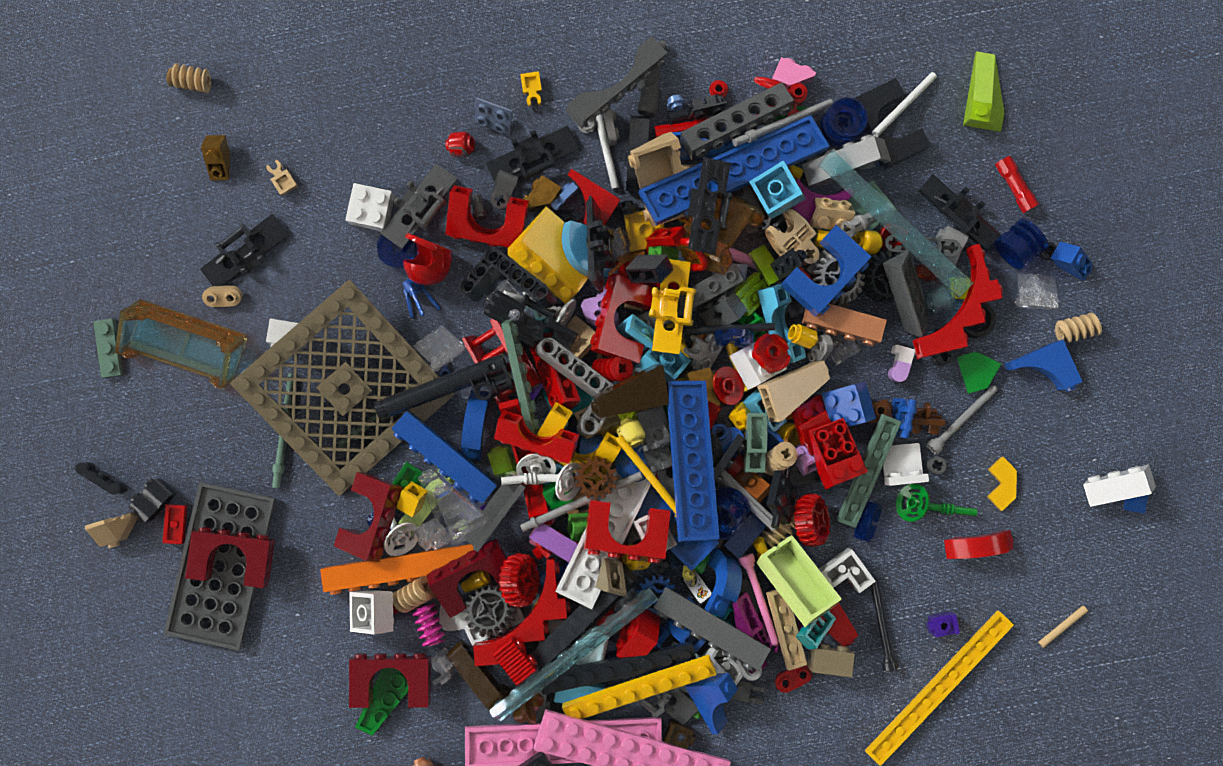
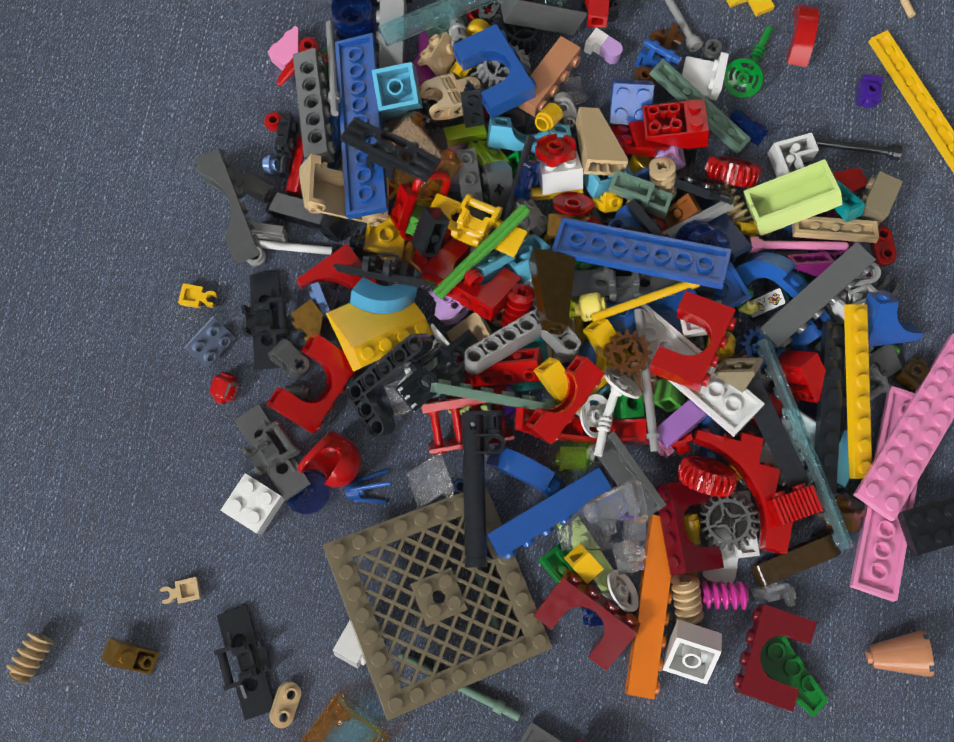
camera: 70 degrees left, 10 degrees down
(618, 321) = (473, 278): none -> red plate
(646, 320) = (481, 251): none -> bright green axle

